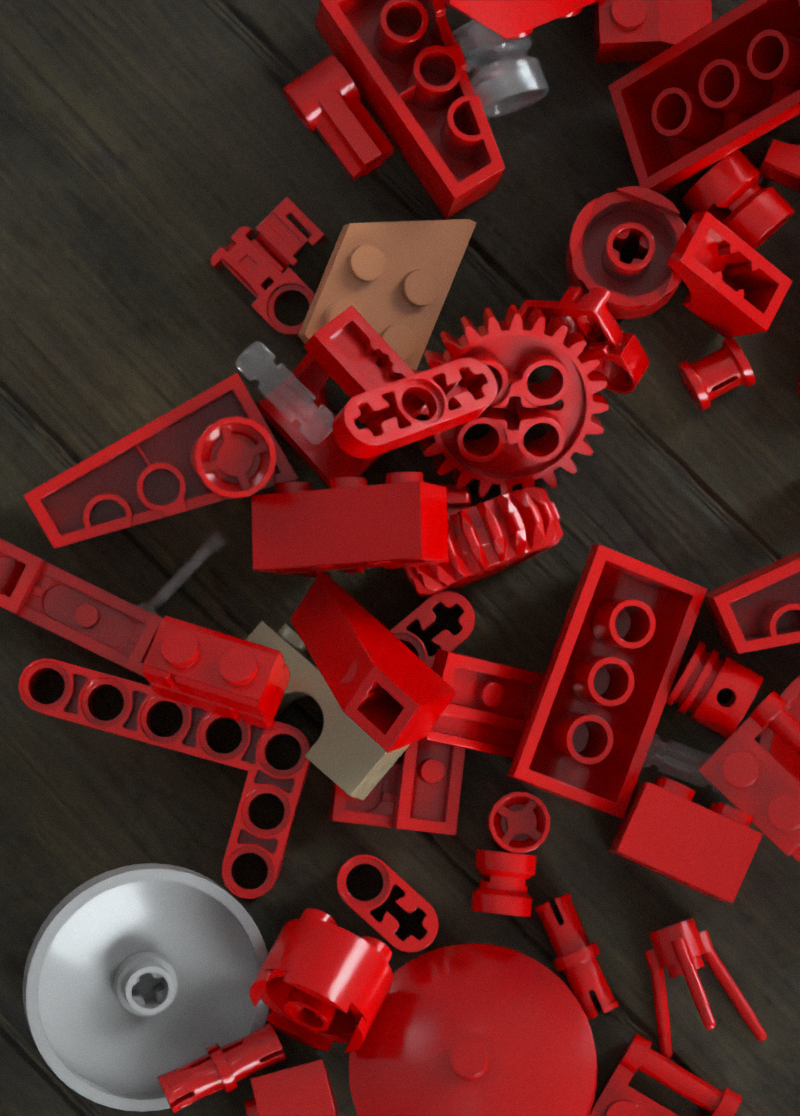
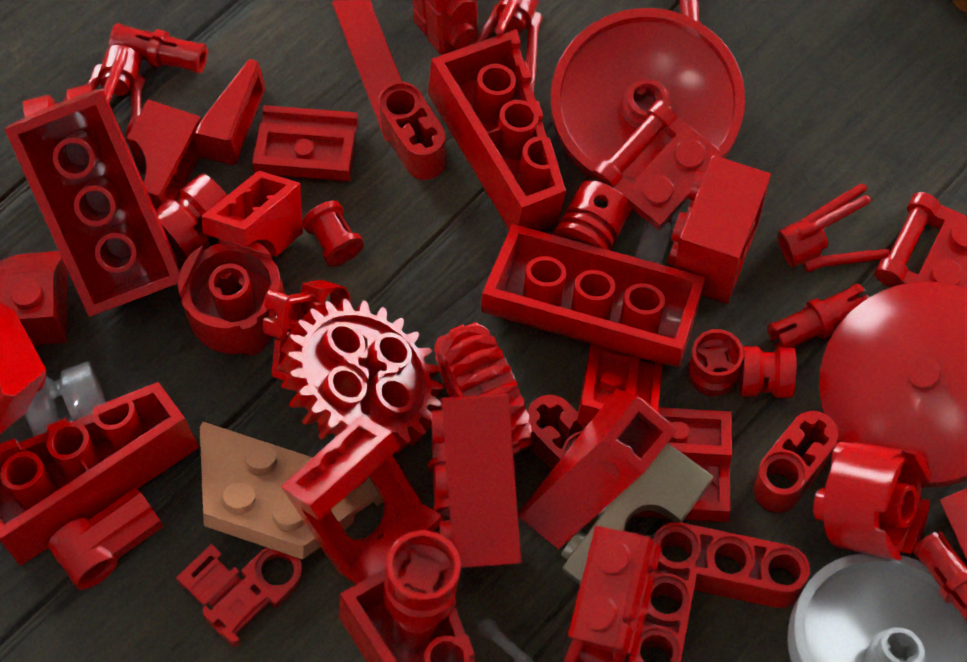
camera: 90 degrees left, 20 degrees down
(286, 392) = (354, 563): clear axle -> none
(400, 427) = (389, 425): red beam -> none

